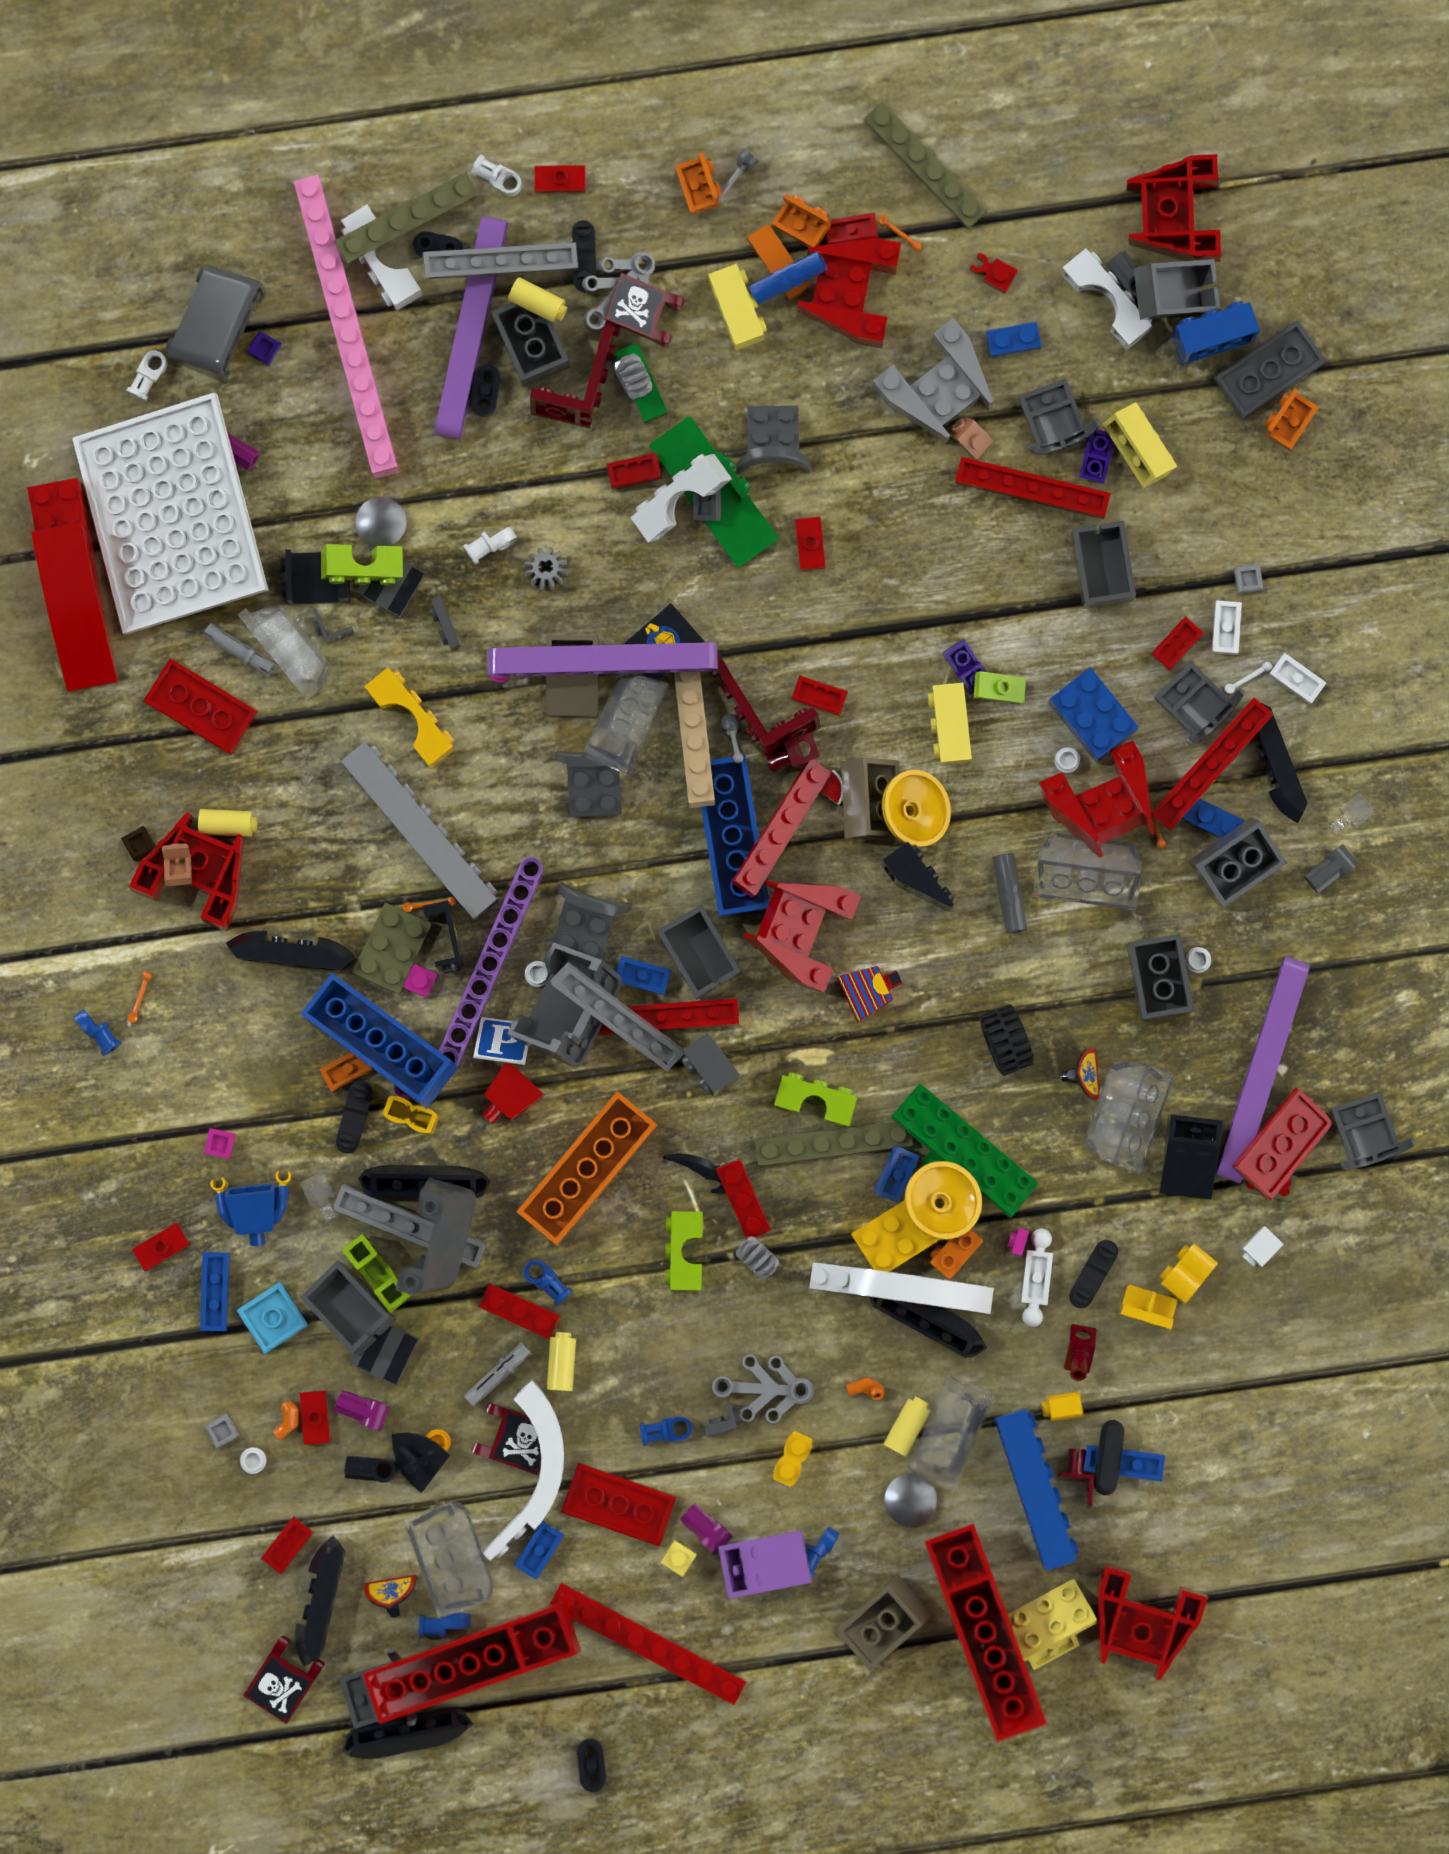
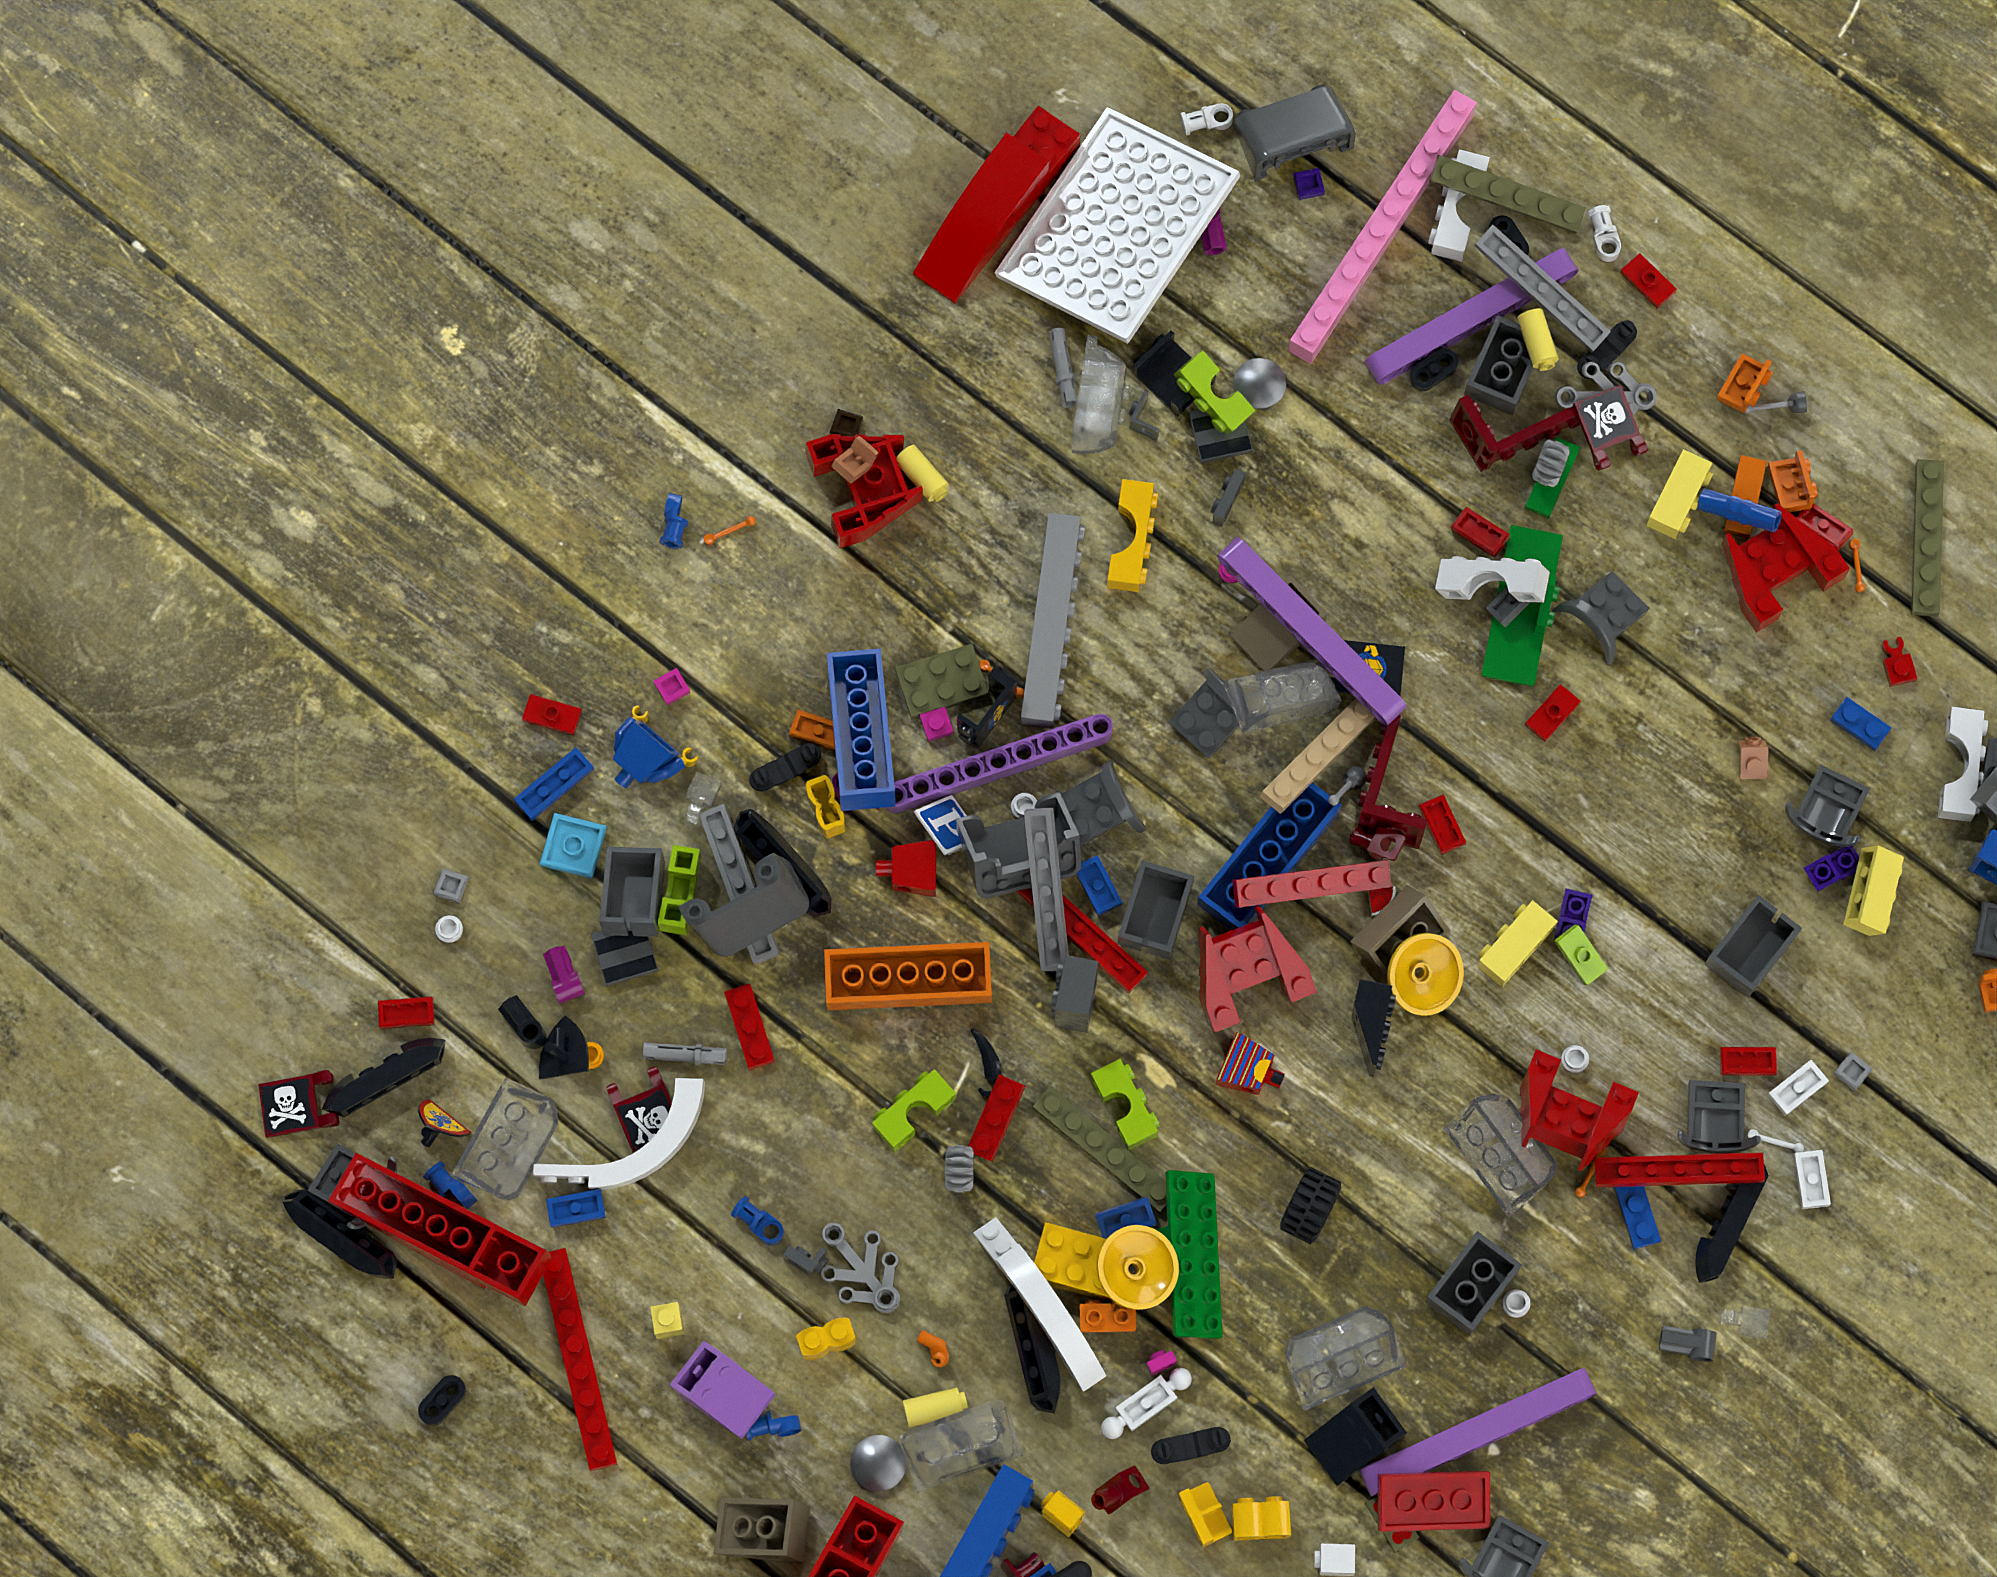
camera: 45 degrees right, 10 degrees down
(200, 706) = (993, 378): red tile -> none
(290, 1420) = (505, 929): orange arm -> none
(315, 1417) = (524, 946): red plate -> none
(325, 955) = (886, 633): black brick -> none
(485, 544) = (1329, 481): white connector -> none
(546, 559) = (1350, 528): light grey gear -> none
(547, 1282) = (792, 1026): blue connector -> none
(561, 1362) = (738, 1093): light yellow brick -> none
(618, 1504) = (667, 1238): red tile -> none
(710, 1532) = (709, 1324): magenta piece -> none
(943, 390) = (1768, 705): light grey wedge -> none
(1009, 893) = (1428, 1108): dark grey axle -> none
(1032, 487) = (1761, 840): red plate -> none
(1085, 1073) = (1343, 1293): shield -> none
(1093, 714) = (1629, 1044): blue brick -> none
(1237, 862) = (1622, 1260): dark grey brick -> none

